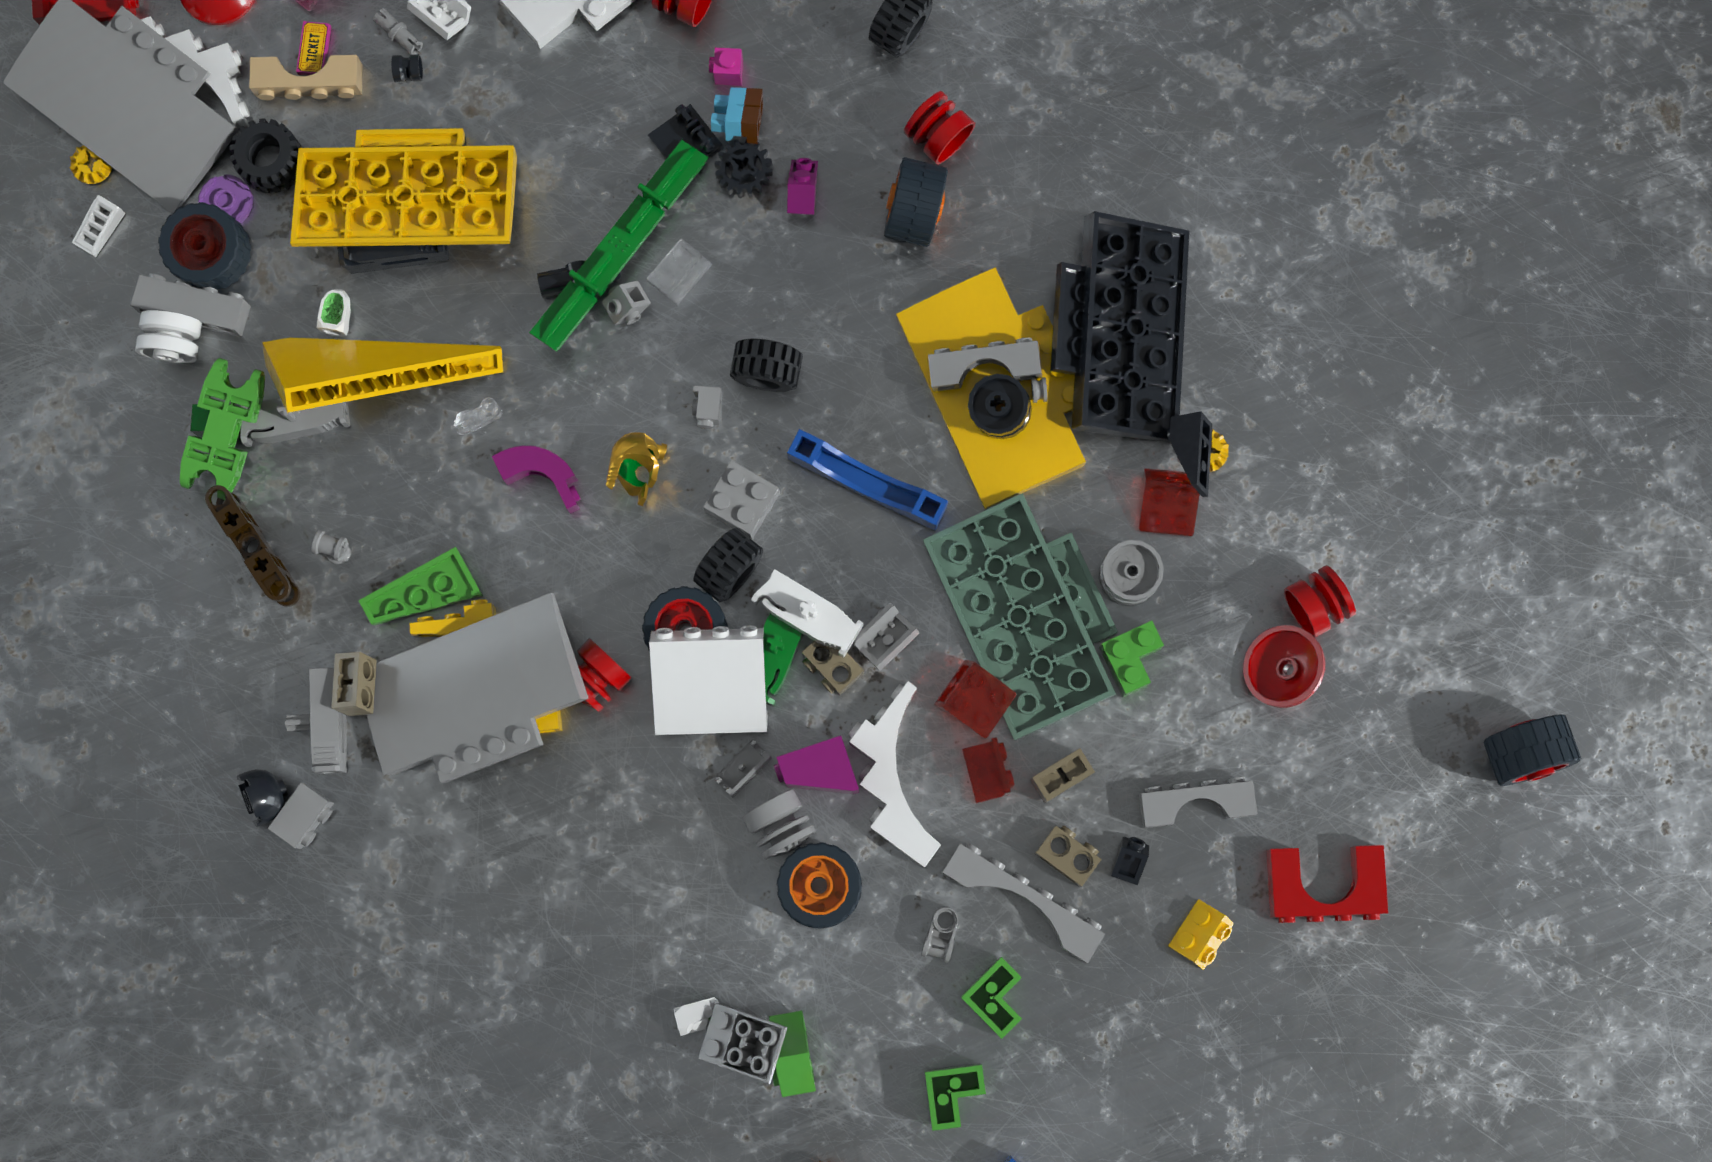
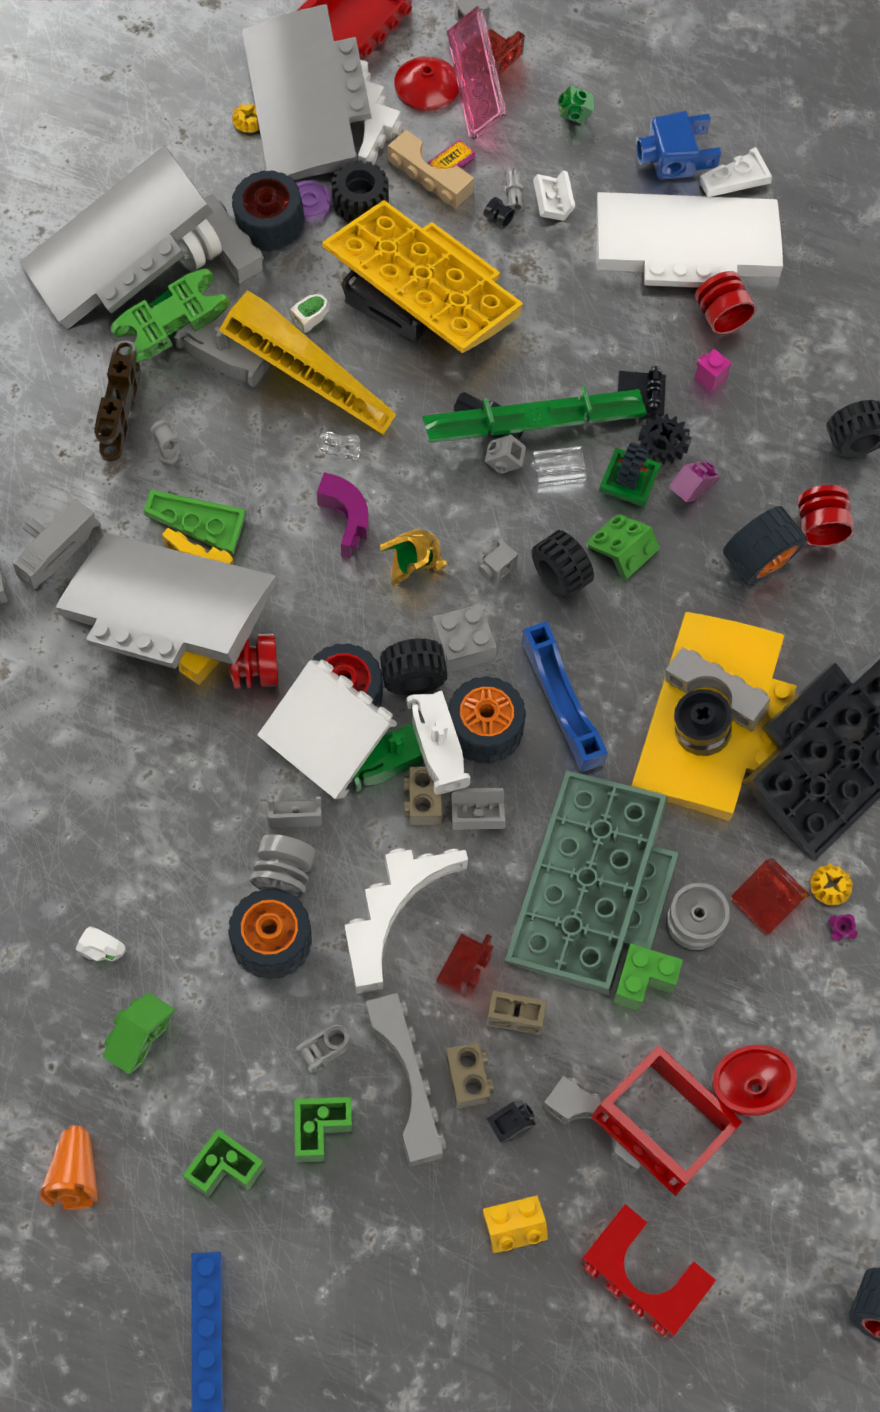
camera: 35 degrees right, 15 degrees down
(95, 212) = (221, 144): white slope -> none
(106, 397) = (118, 240): none -> light grey slope
(354, 683) = (94, 532): dark tan brick -> none
(741, 113) = (693, 402): hips -> none
(743, 1042) = (111, 987): light grey slope -> none
(745, 229) = (630, 475): none -> green plate
(794, 296) = (626, 542): none -> bright green bracket
(818, 768) = (347, 852): magenta slope -> none
(829, 535) = (487, 719): none -> wheel
(975, 698) = (504, 907): clear red bracket -> none
(1039, 389) = (742, 735): light grey bush -> none
(1191, 441) = (822, 865): black slope -> none
(1244, 471) = (843, 920): none -> magenta plate
(1246, 797) = (641, 1145): none -> red window
(1323, 600) = (830, 1058): red wheel -> none

